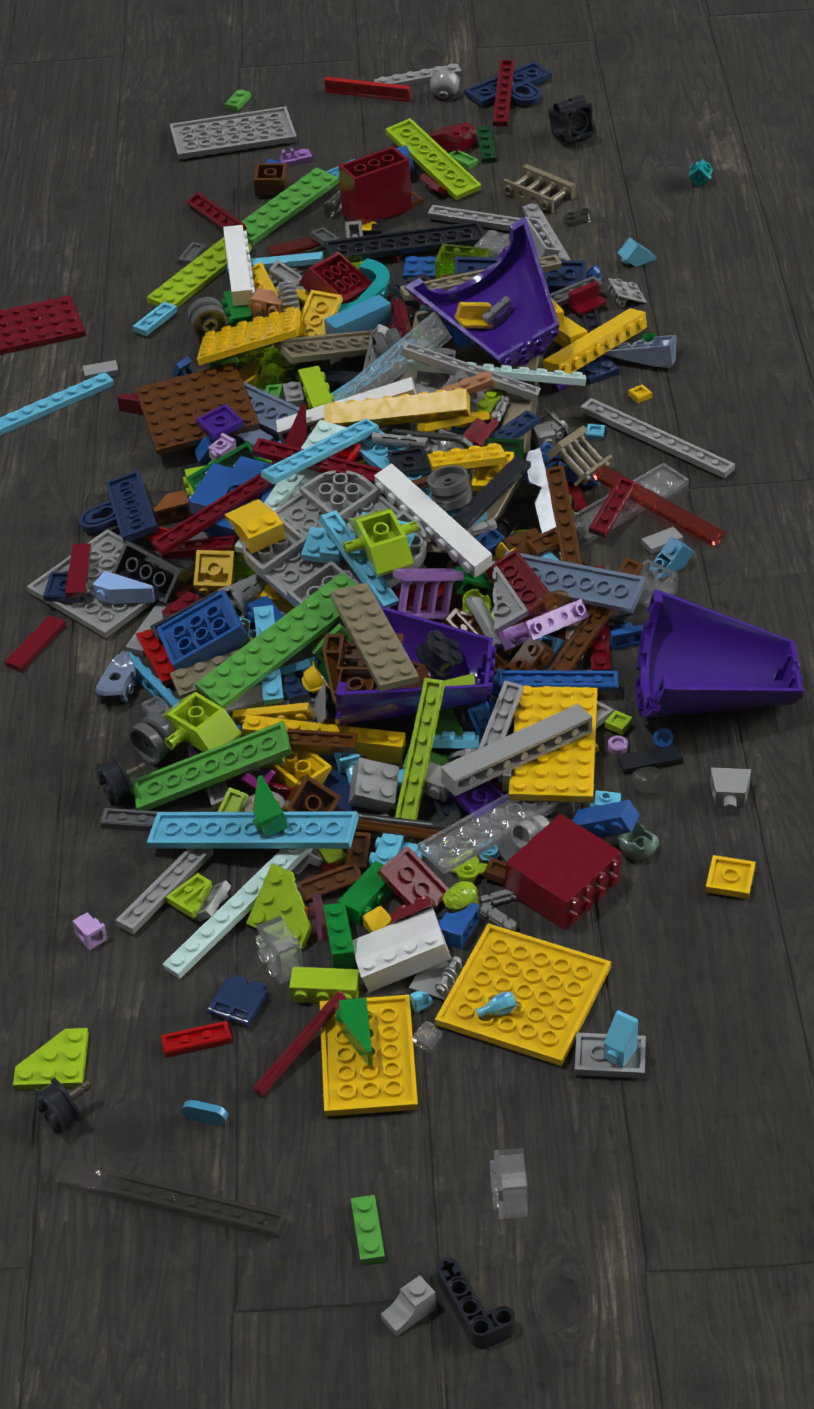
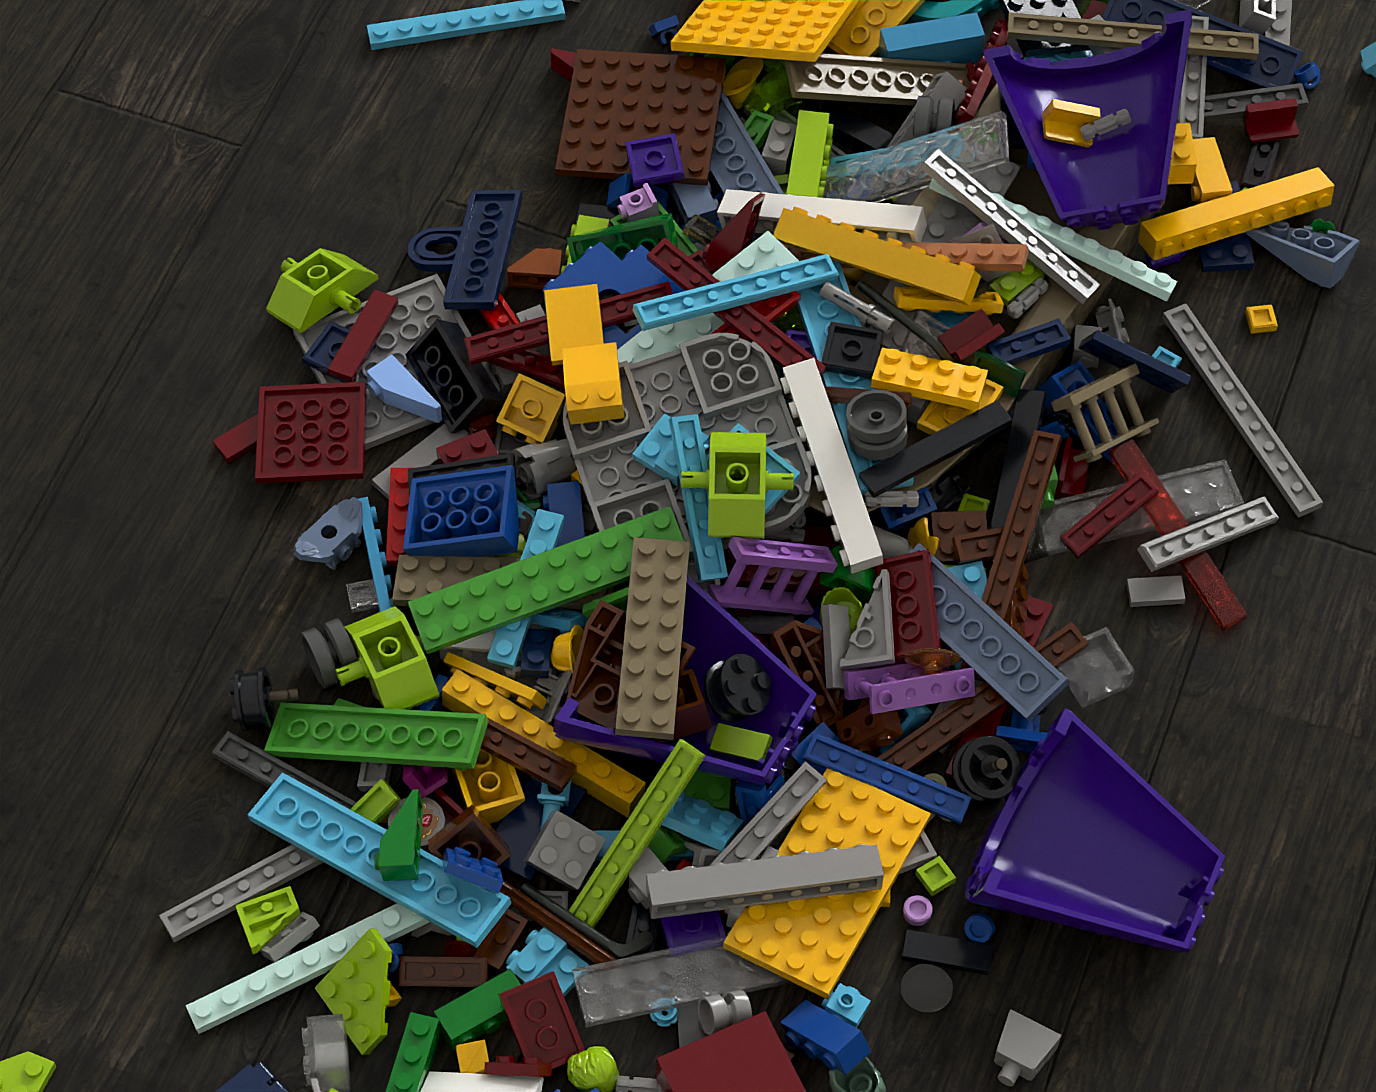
camera: 20 degrees right, 15 degrees up
(32, 558) = (318, 287): none -> lime slope
(71, 632) = (311, 432): none -> dark red plate
(89, 931) = (122, 916): lavender brick -> none
(217, 502) = (573, 319): none -> yellow tile
(317, 804) = (482, 873): none -> blue plate
(318, 923) = (407, 1003): clear pink plate -> none
(470, 870) = (633, 1030): lime plate -> none
(495, 871) = (657, 1044): reddish brown plate -> none
(599, 432) = (1122, 355): none -> dark blue tile
(617, 652) = (986, 768): none -> black wheel
(624, 291) = (1337, 125): light grey hinge -> none
(674, 555) = (1150, 630): dark azure slope -> none
(677, 498) = (1207, 533): none -> light grey tile

